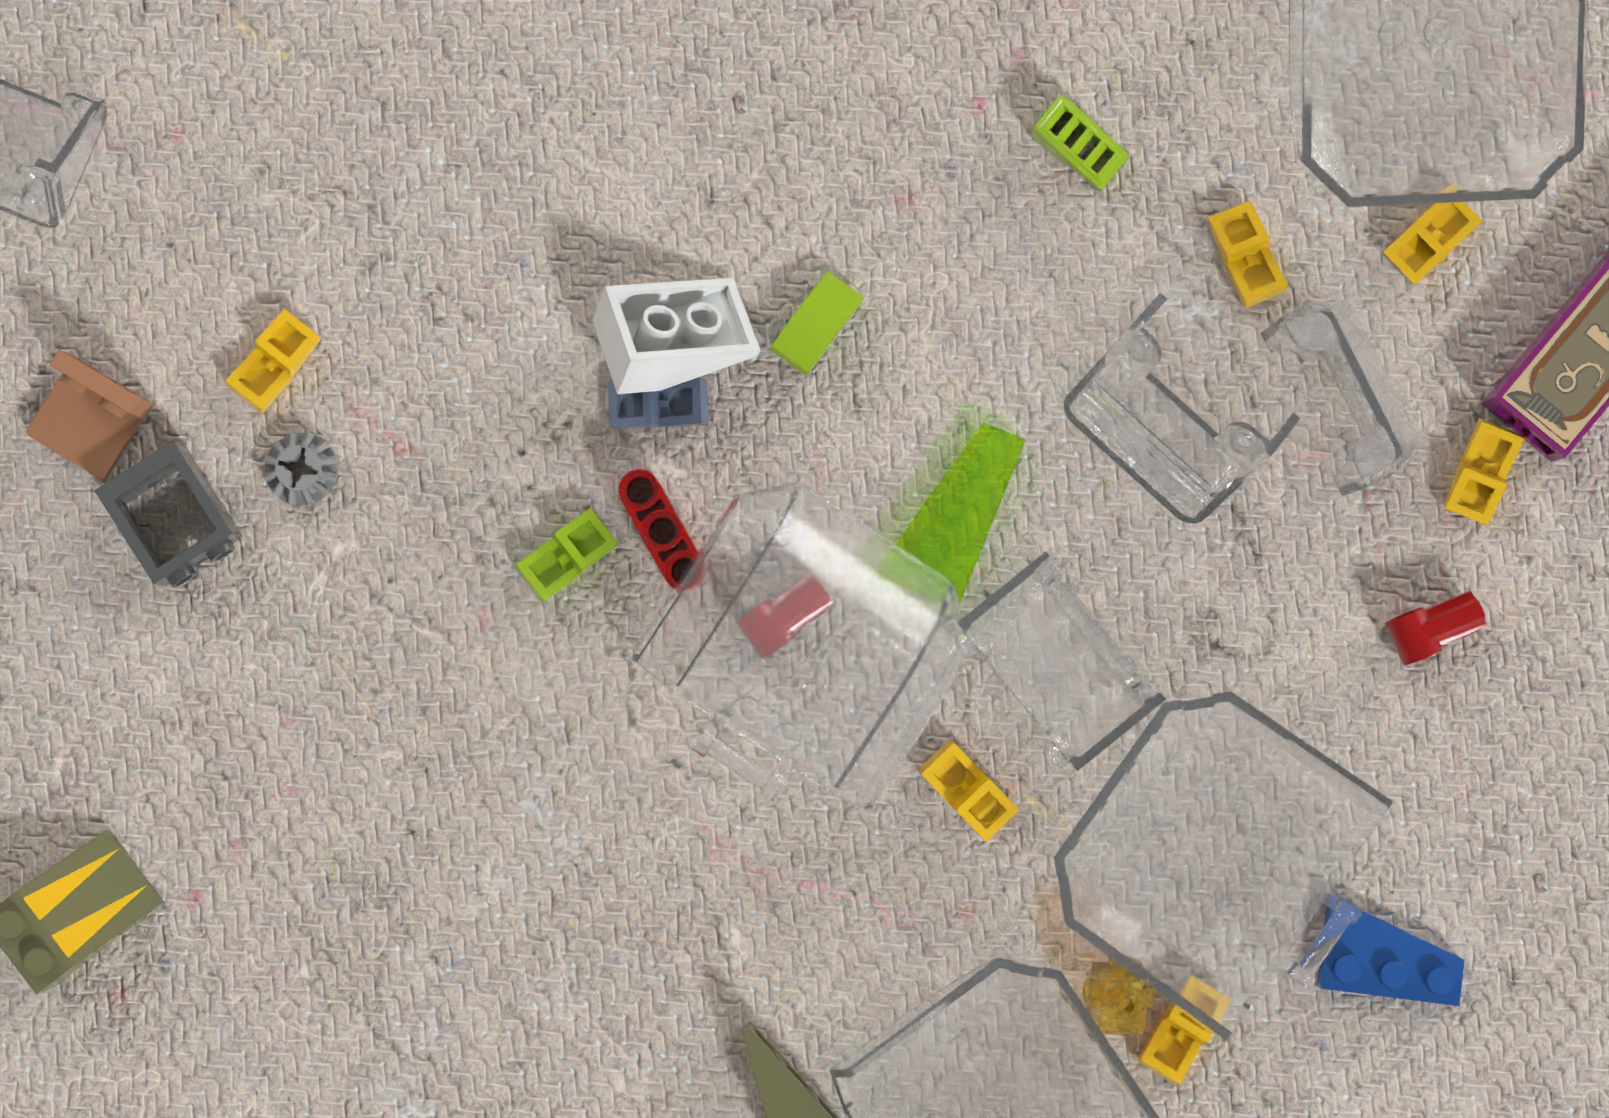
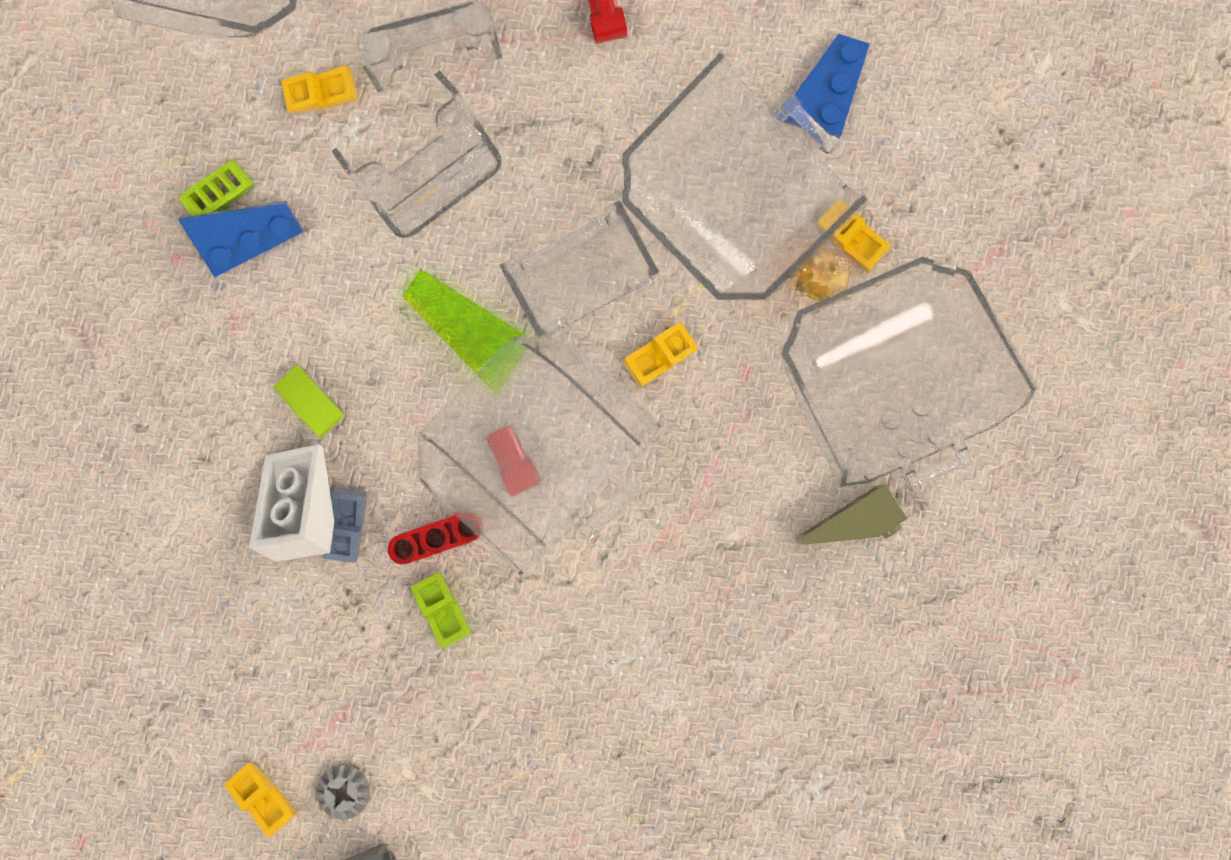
camera: 80 degrees left, 0 degrees up
(1025, 187) = (240, 234): none -> blue wing

